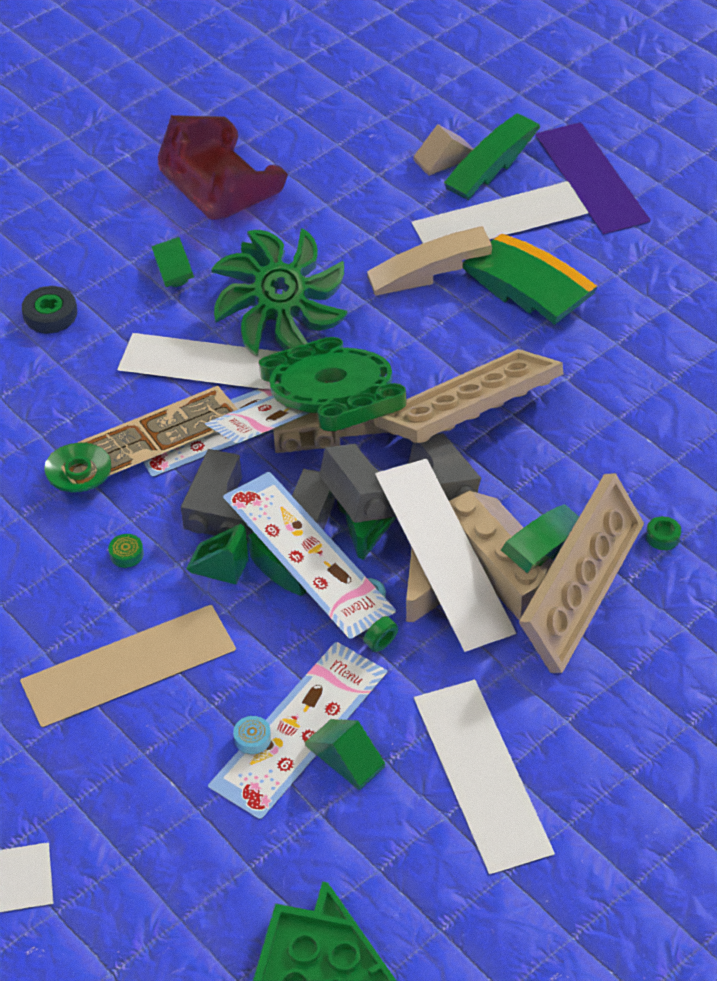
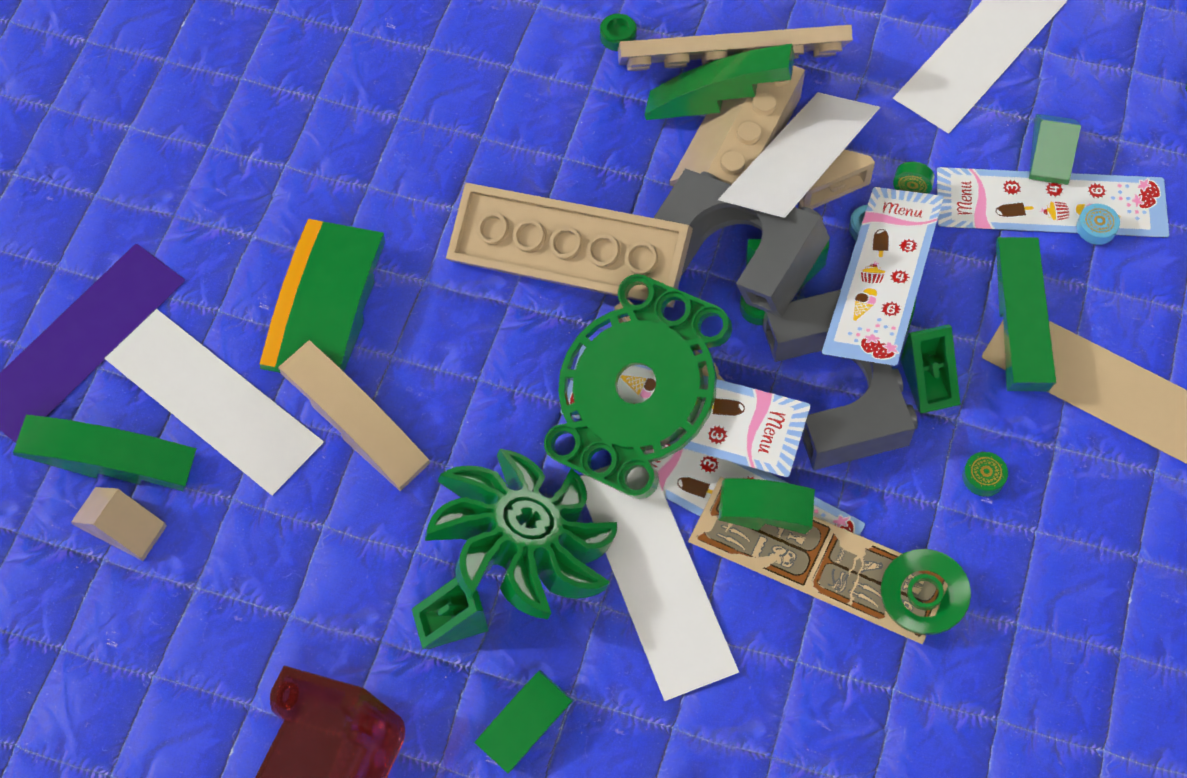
camera: 120 degrees left, 15 degrees up
(189, 422) = (762, 502): none -> green slope
(224, 636) = (1024, 315): none -> green slope

